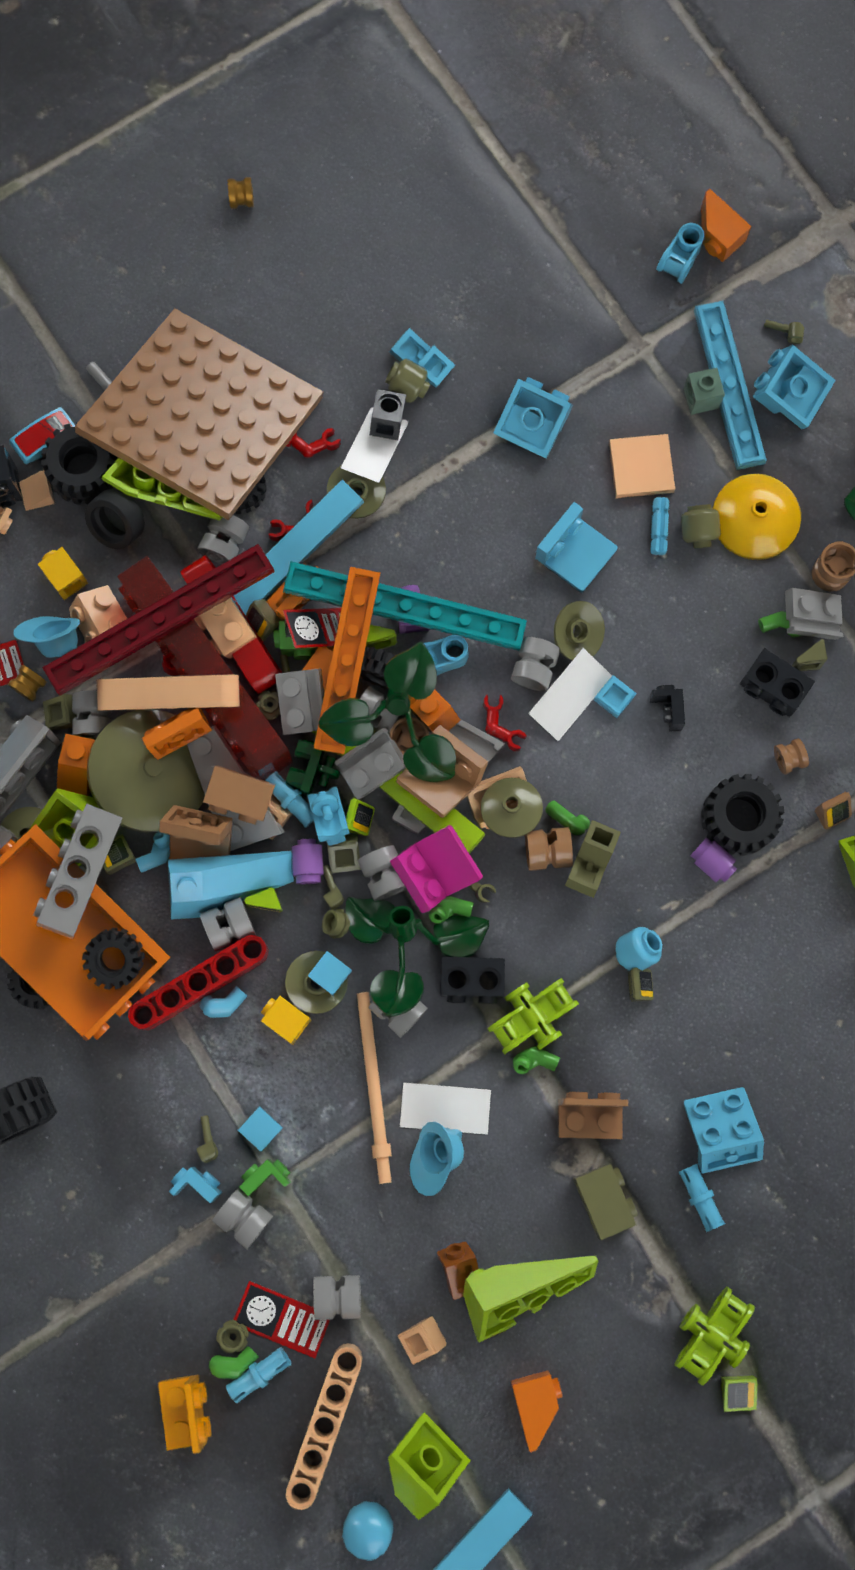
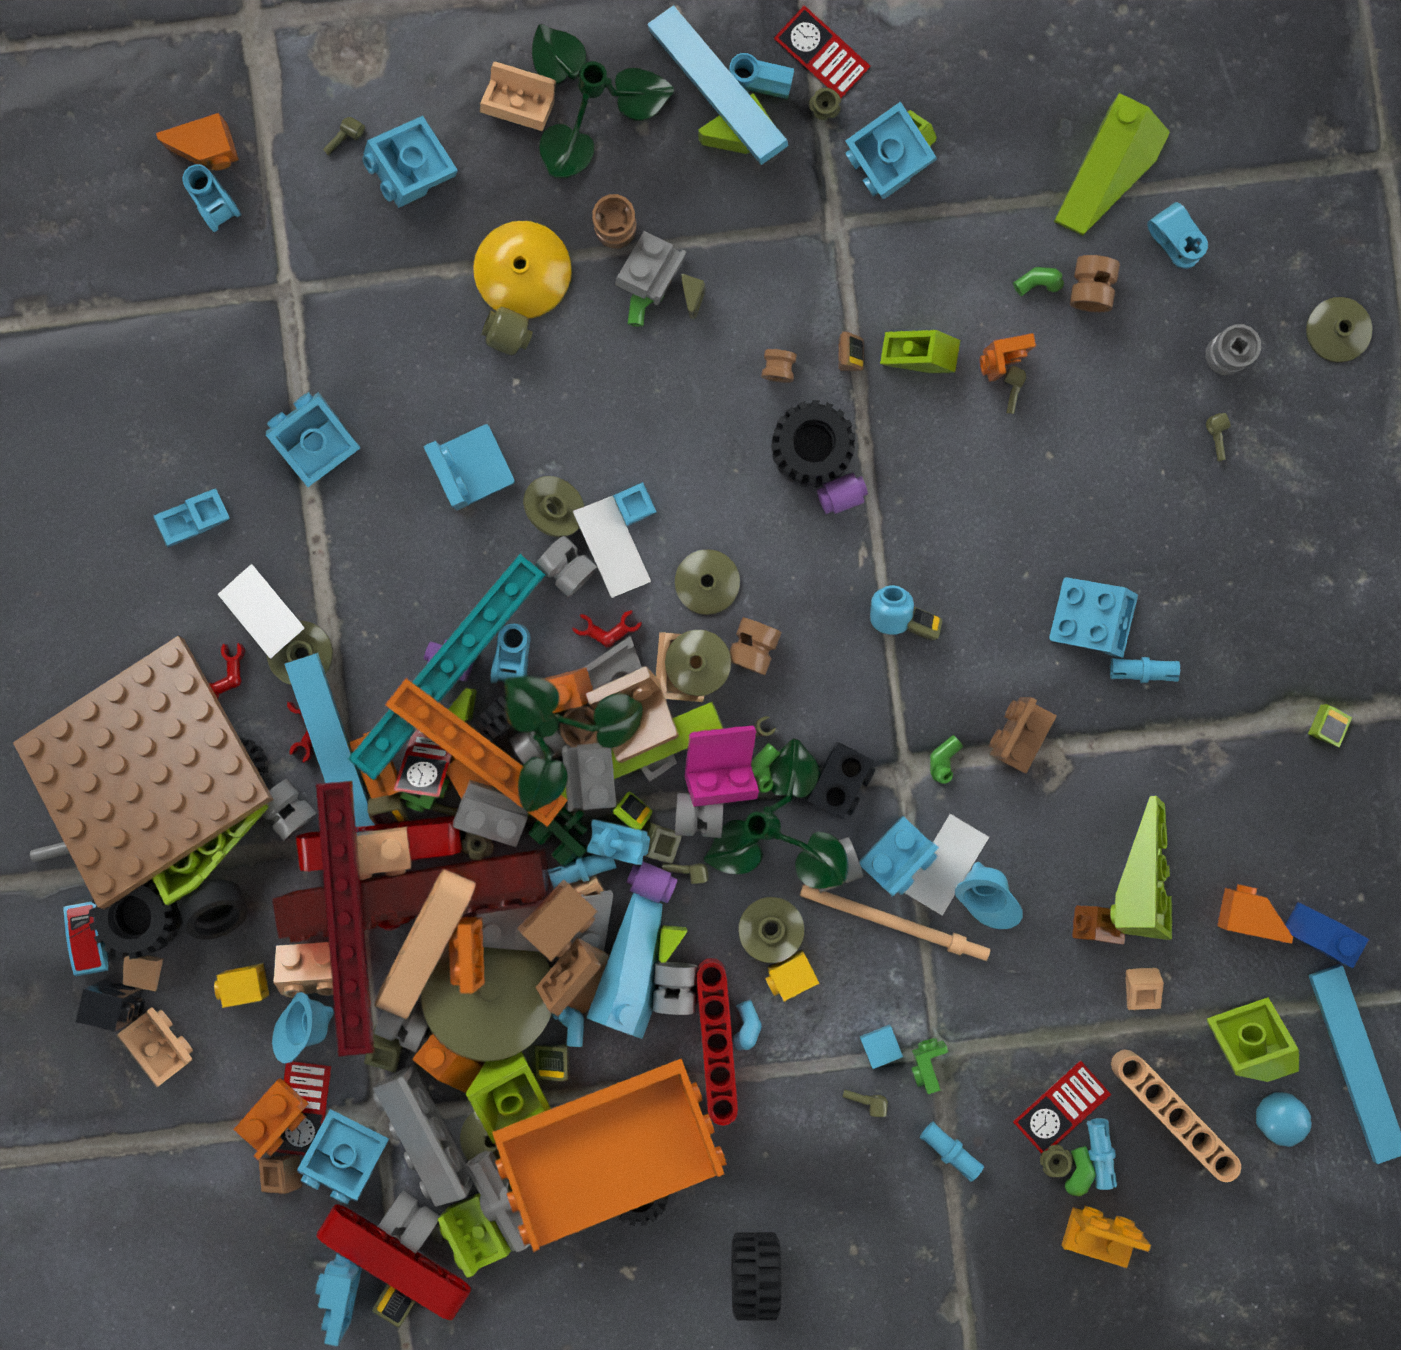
camera: 60 degrees left, 10 degrees up
(27, 683) = (339, 1072): pearl gold wheel -> none
(100, 971) = (670, 1126): black tyre -> none
(104, 828) = (602, 1145): light grey brick -> none
(197, 1237) = (952, 1151): none -> medium azure pin
(204, 1183) = (907, 1124): medium azure bracket -> none
(242, 1218) = (957, 1103): light grey wheel -> none
(330, 973) = (770, 913): medium azure tile -> none
(335, 923) = (724, 884): olive plate -> none
(337, 1297) = (1070, 1050): light grey wheel -> none
(387, 414) = (246, 589): black brick -> none
(408, 379) = (209, 545): olive head -> none
(432, 1058) = (899, 857): none -> medium azure bracket
(524, 1021) = (904, 753): lime axle -> none
(552, 1483) = (1326, 935): none -> blue slope
(576, 824) = (729, 615): bright green arm -> none
(579, 801) = (707, 599): none -> olive dish
(592, 858) = (785, 610): olive brick -> none
(605, 1200) = (1104, 761): olive brick -> none
(641, 466) = (414, 355): light nougat tile -> none
(659, 526) = (485, 370): medium azure axle -> none
(673, 711) = (678, 455): black bracket -> none
(703, 391) = (369, 253): sand green brick -> none
(707, 1345) = (1271, 722): lime axle -> none
(736, 404) = (373, 223): medium azure tile -> none
(780, 676) = (695, 334): black brick -> none

